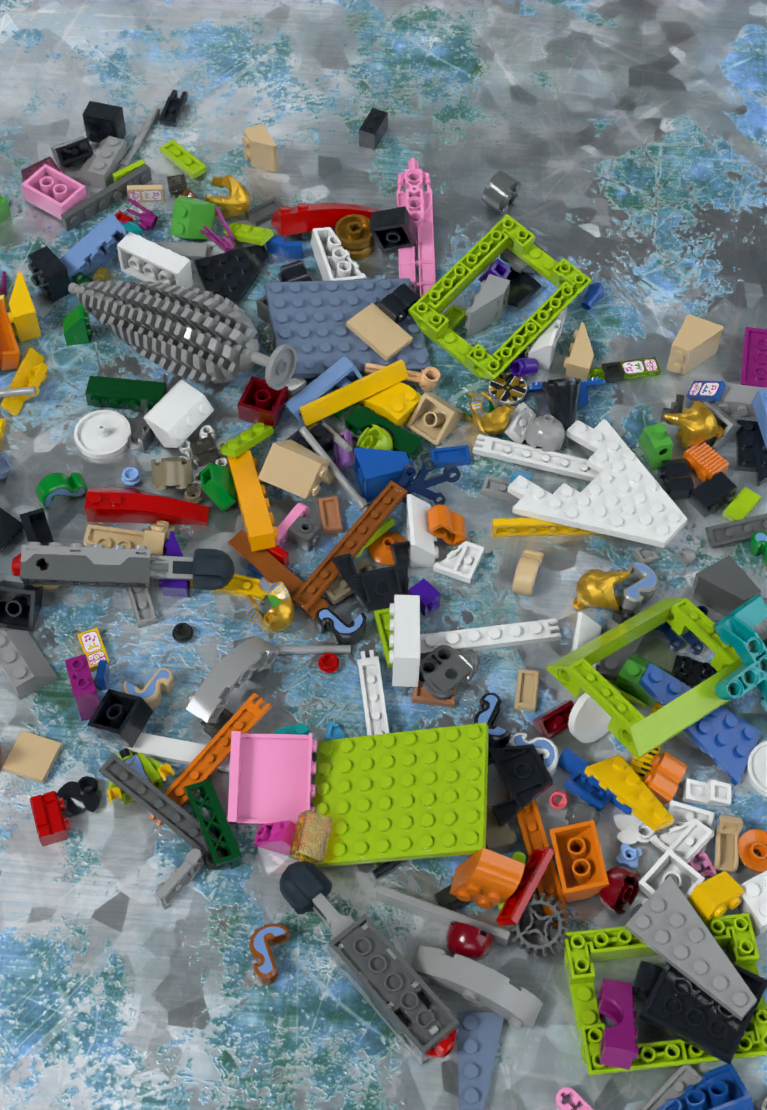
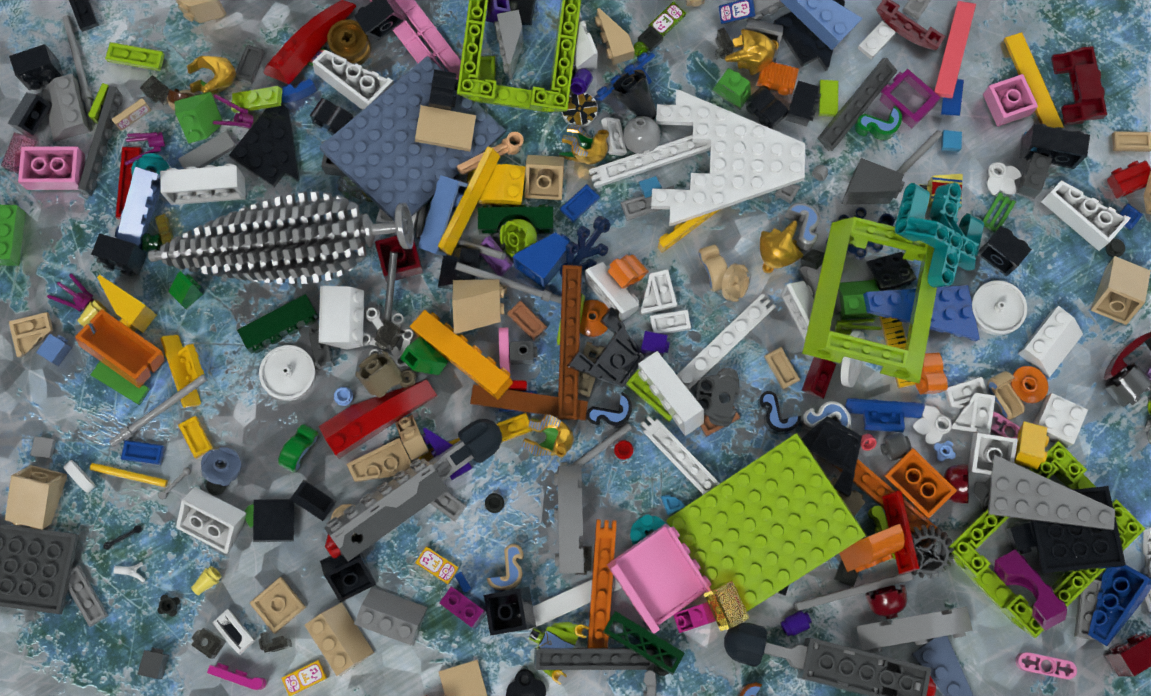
camera: 35 degrees left, 20 degrees up
(237, 414) = (390, 285): none -> dark grey bar
(246, 440) = (413, 301): lime plate -> none
(365, 904) = (796, 623): none -> dark purple brick
(454, 590) = (670, 322): none -> white plate
(536, 590) = (735, 282): none -> tan tile
(630, 790) = (909, 400): yellow wing -> none
(710, 793) = (963, 362): white slope -> none

